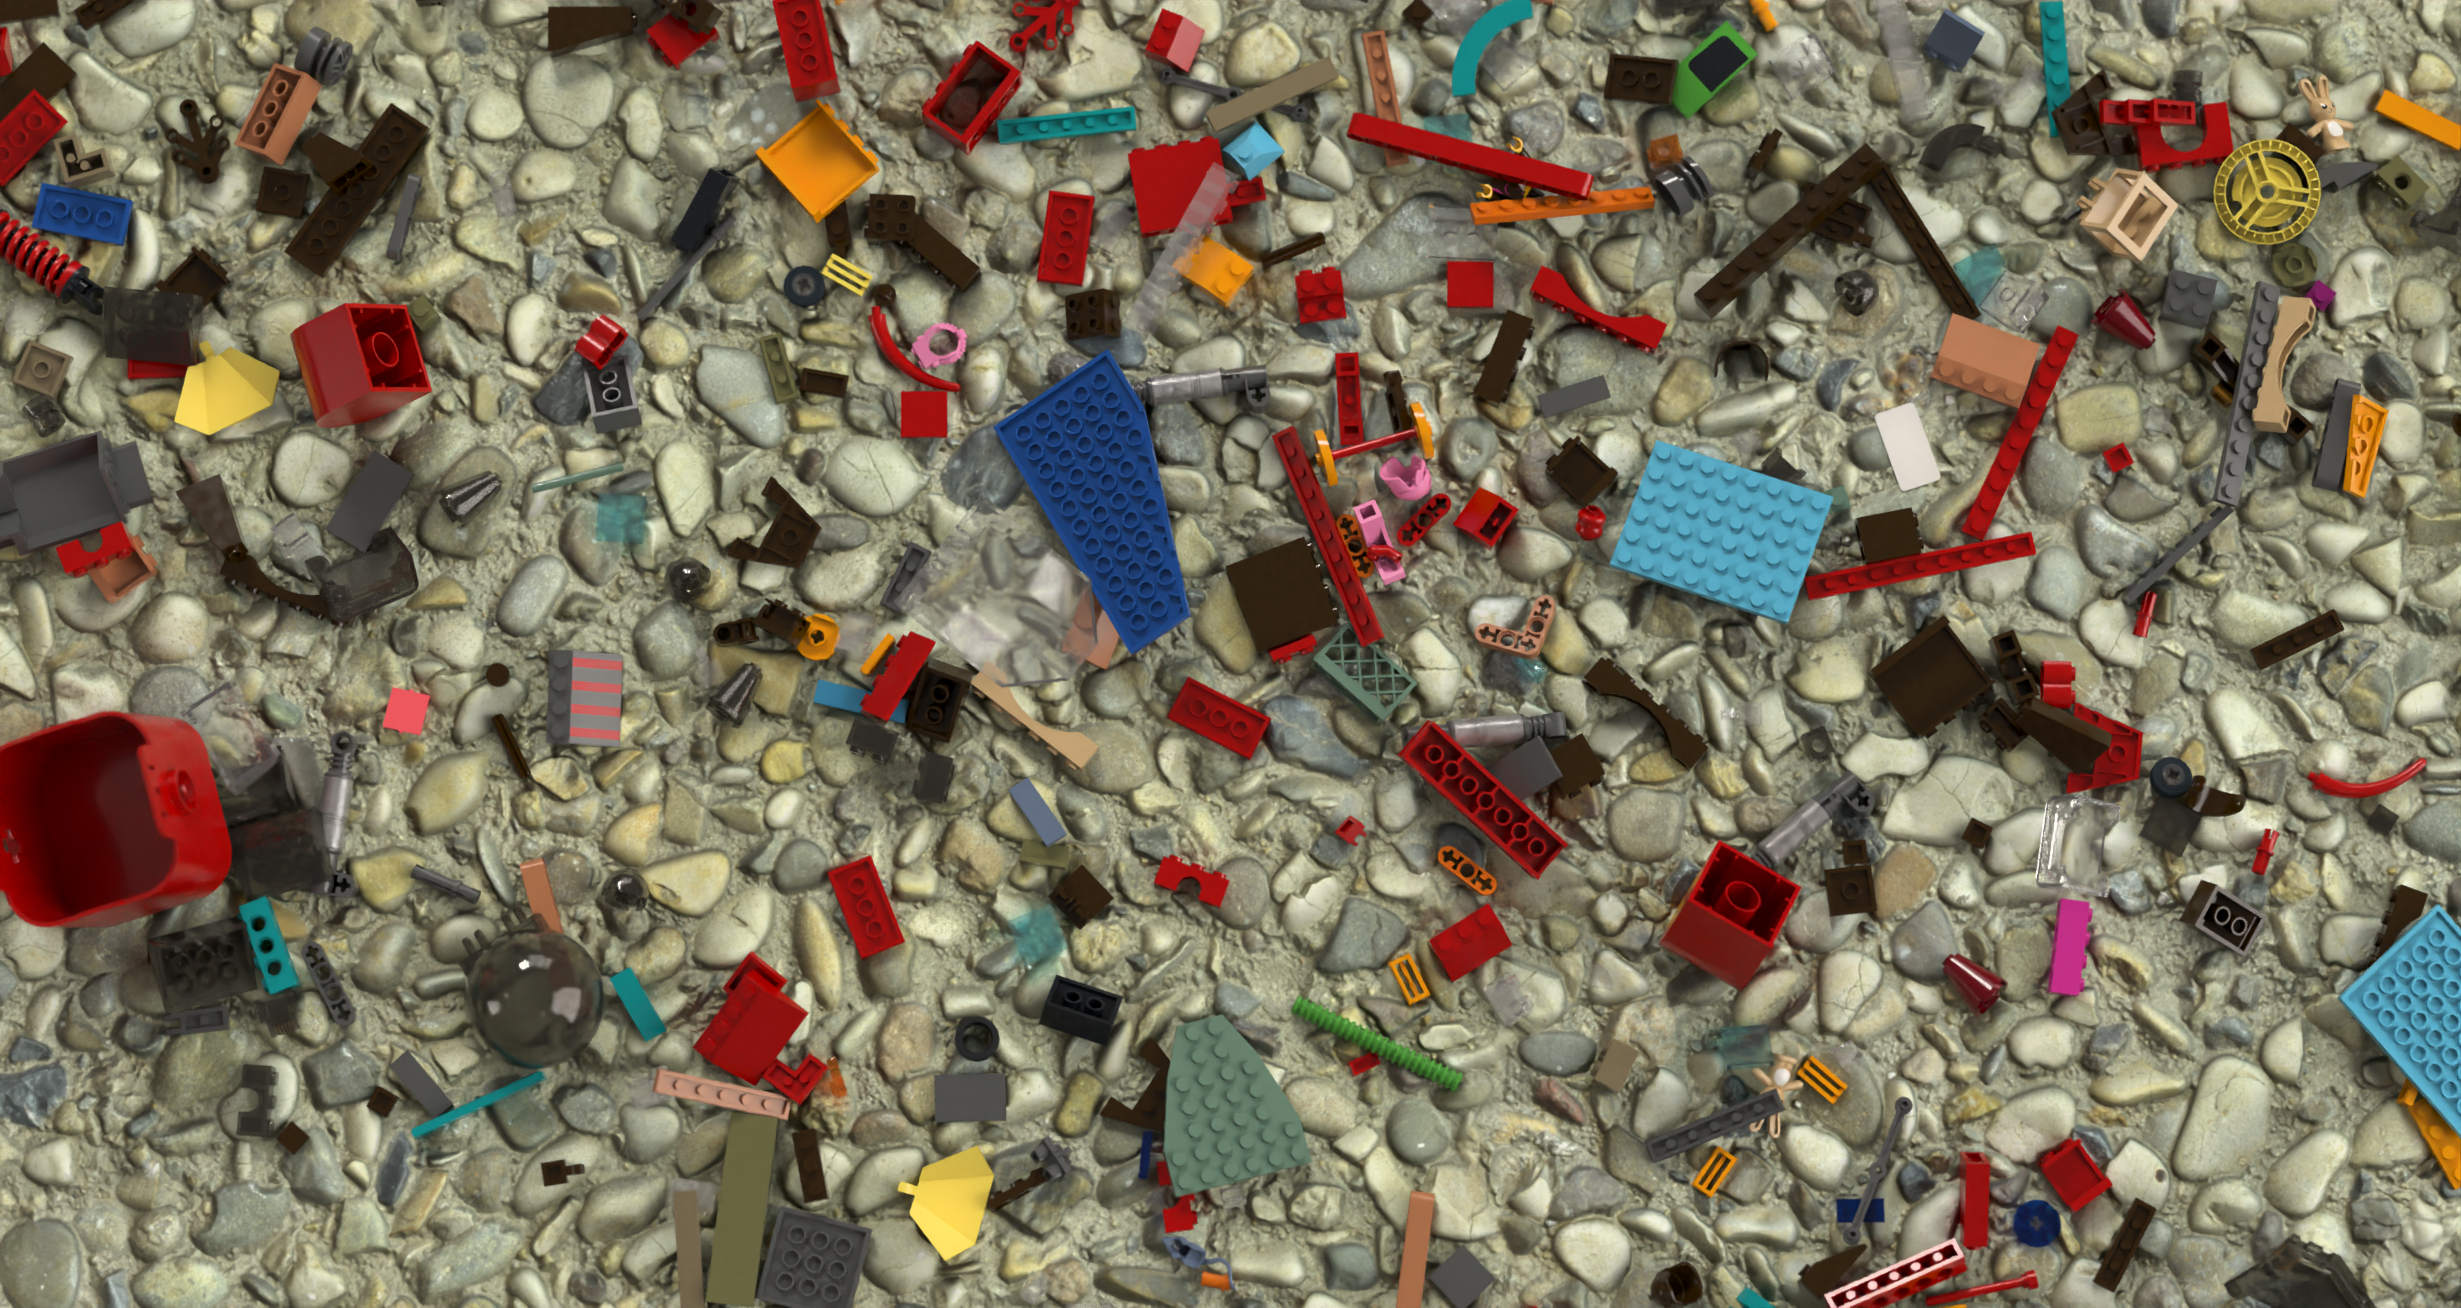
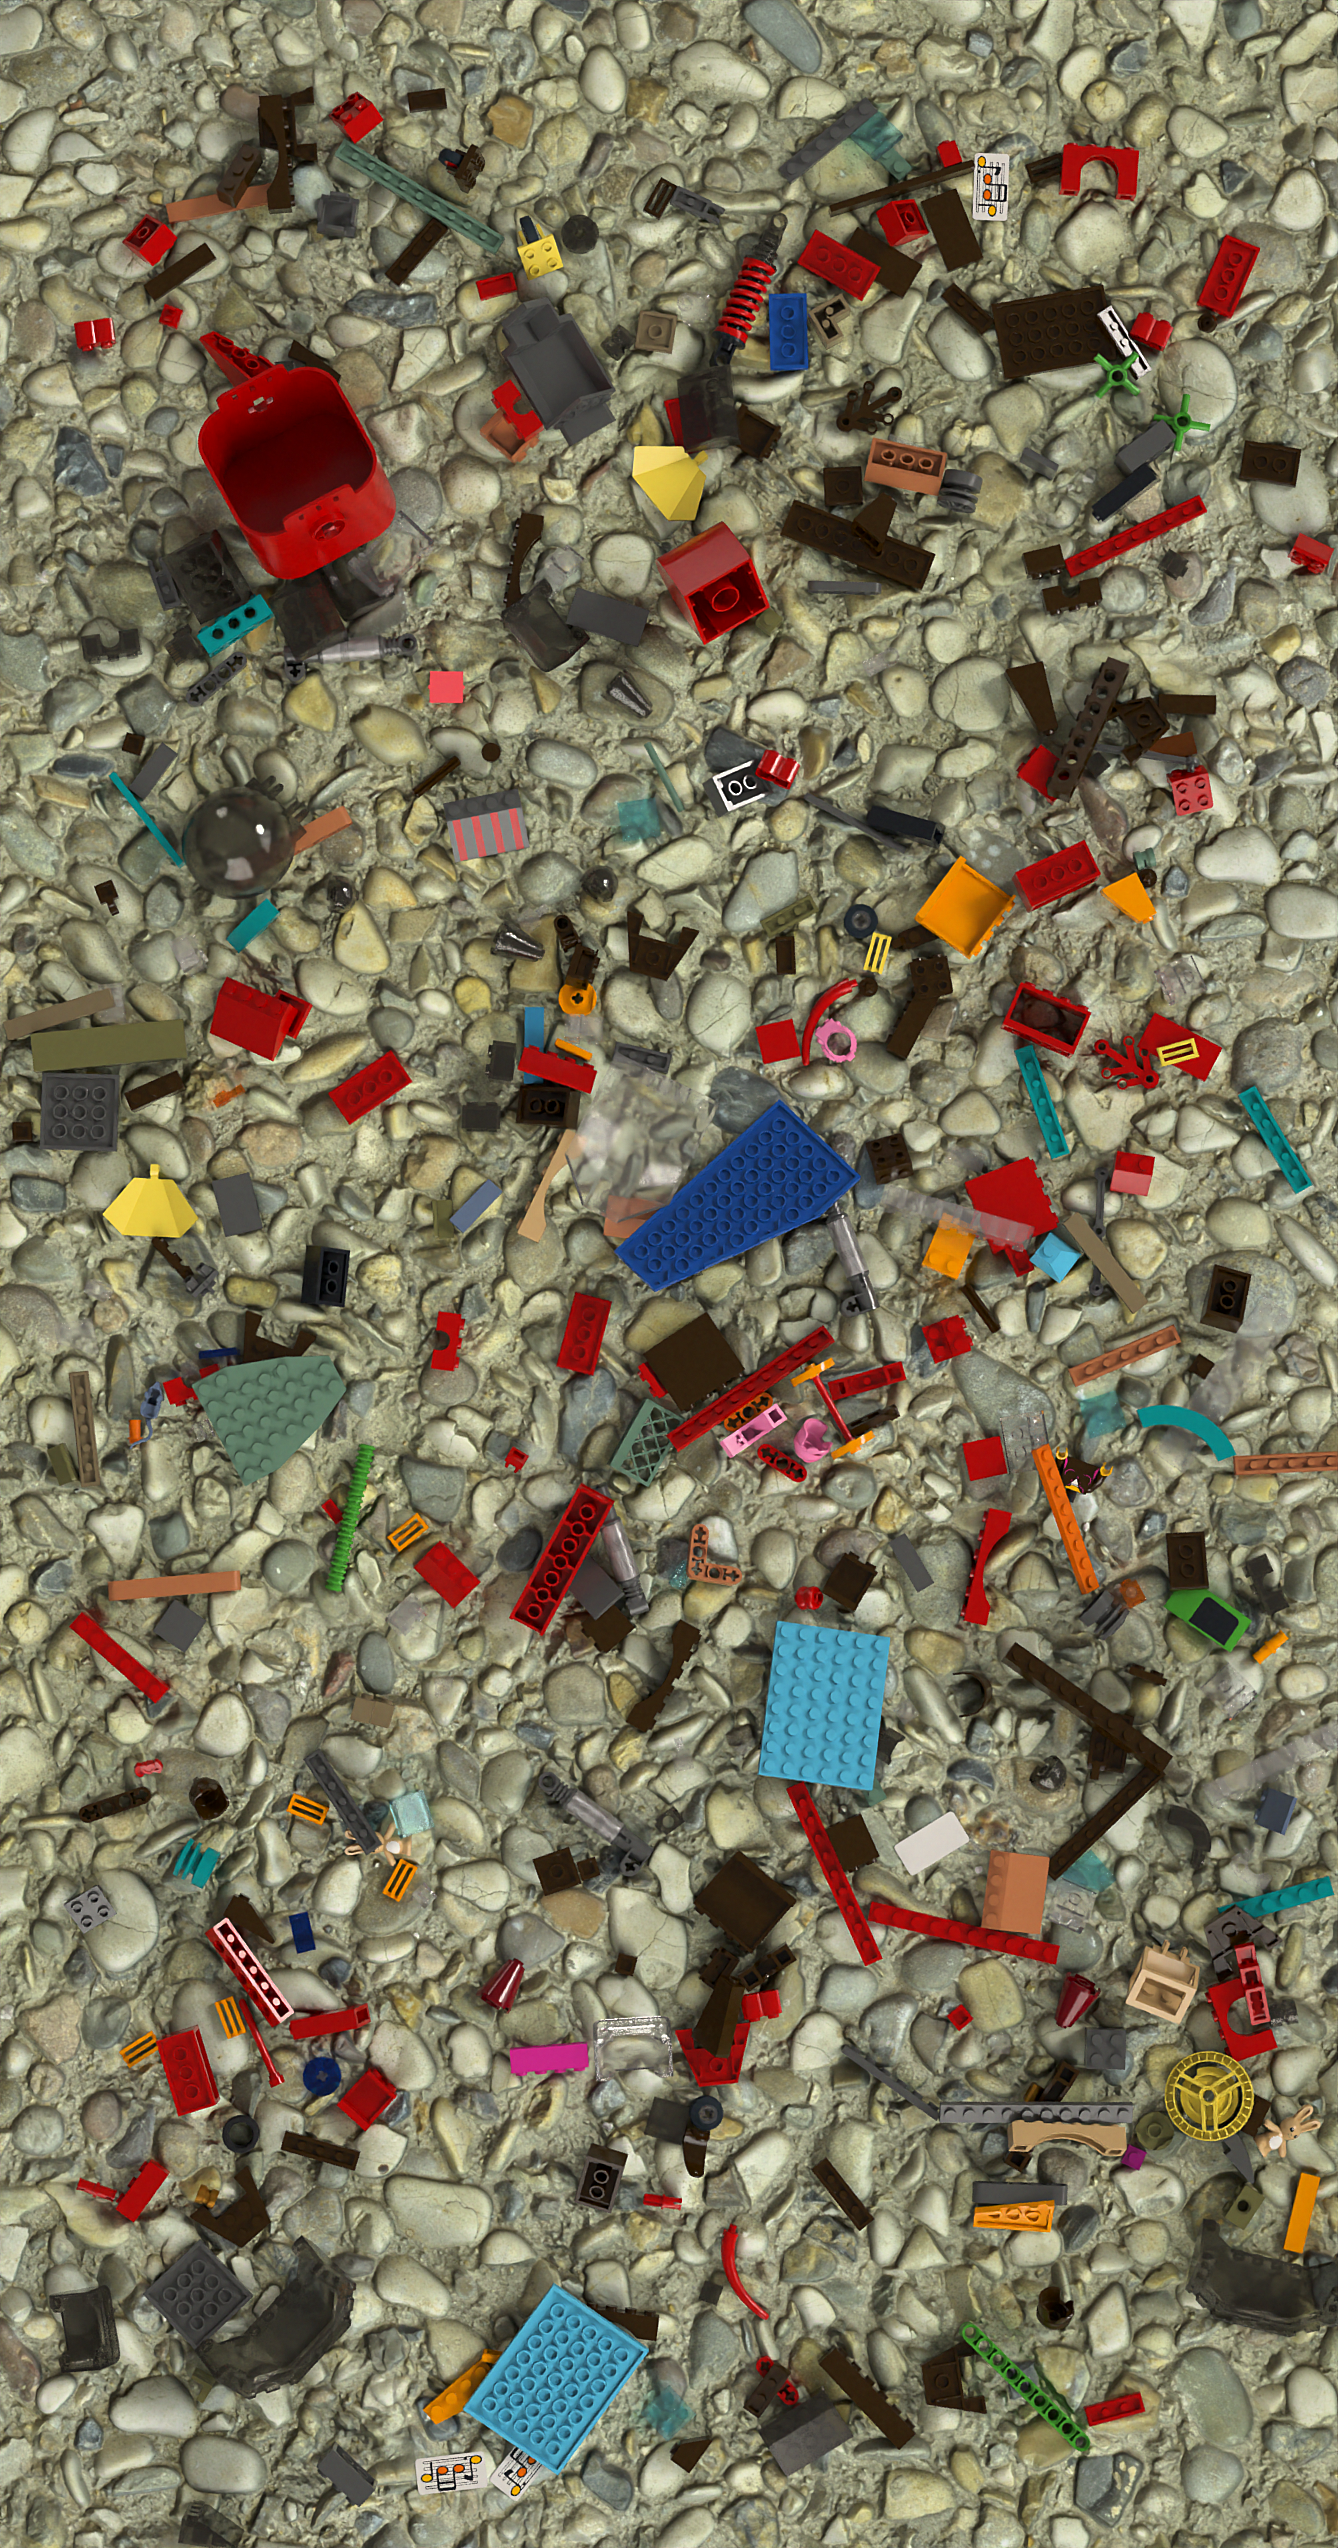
camera: 75 degrees right, 5 degrees up
(214, 512) = (568, 497): dark brown slope -> none
(293, 1138) = (89, 681): dark brown tile -> none
(441, 882) = (313, 759): dark grey pin -> none
(721, 1094) = (194, 1008): nougat tile -> none
(796, 1083) = (217, 1065): red plate -> none
(971, 1021) = (270, 1199): black tyre -> none
(1037, 934) = (377, 1228): clear light blue plate -> none
(1065, 238) = (948, 1122): red tile -> none
(1080, 897) = (415, 1256): dark brown hinge -> none
(1383, 550) = (747, 1436): red arm -> none
(1470, 156) = (1088, 1435): red beam -> none
(1485, 875) = (494, 1570): orange beam -> none
(1486, 518) = (794, 1512): red slope -> none
(1503, 358) = (928, 1498): dark brown brick -> none
(1730, 916) = (509, 1778): red brick -> none
(1852, 1234) = (392, 1949): dark grey piece -> none
(2144, 615) = (835, 2065): red axle -> none

